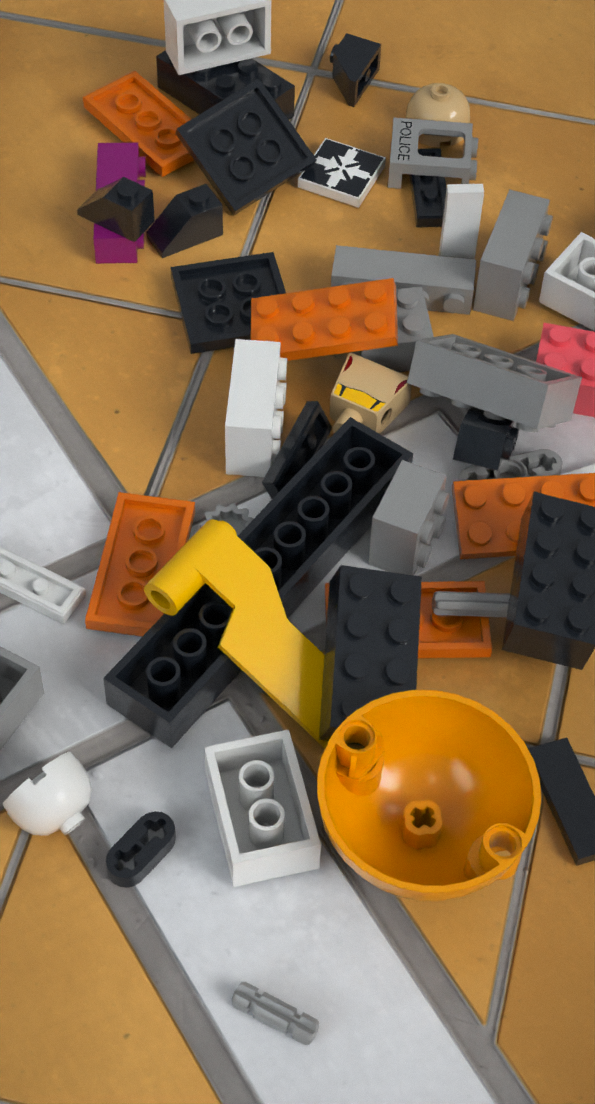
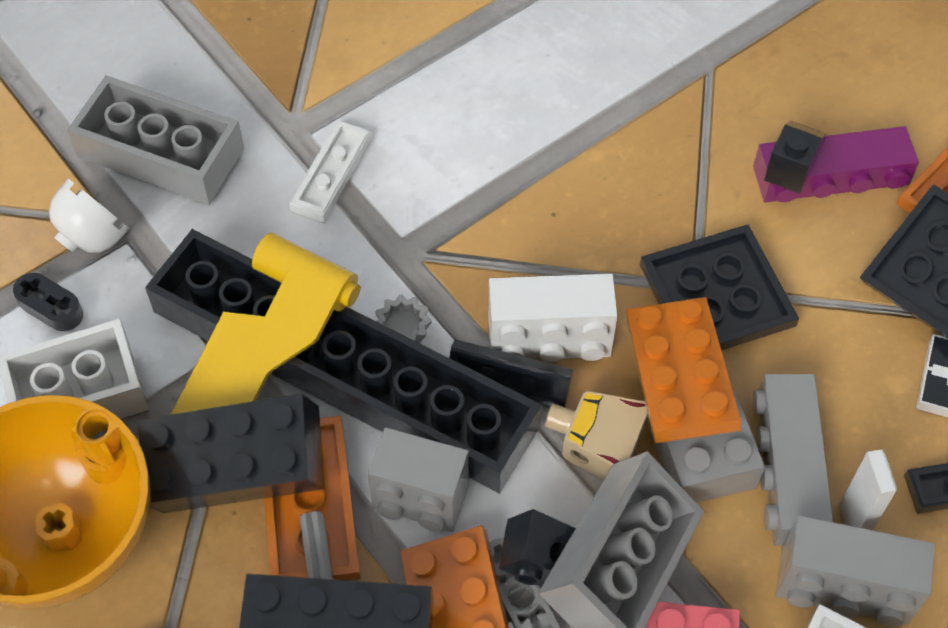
camera: 85 degrees right, 5 degrees up
(139, 543) = (383, 253): orange plate -> none
(187, 221) = (825, 233): black slope -> none

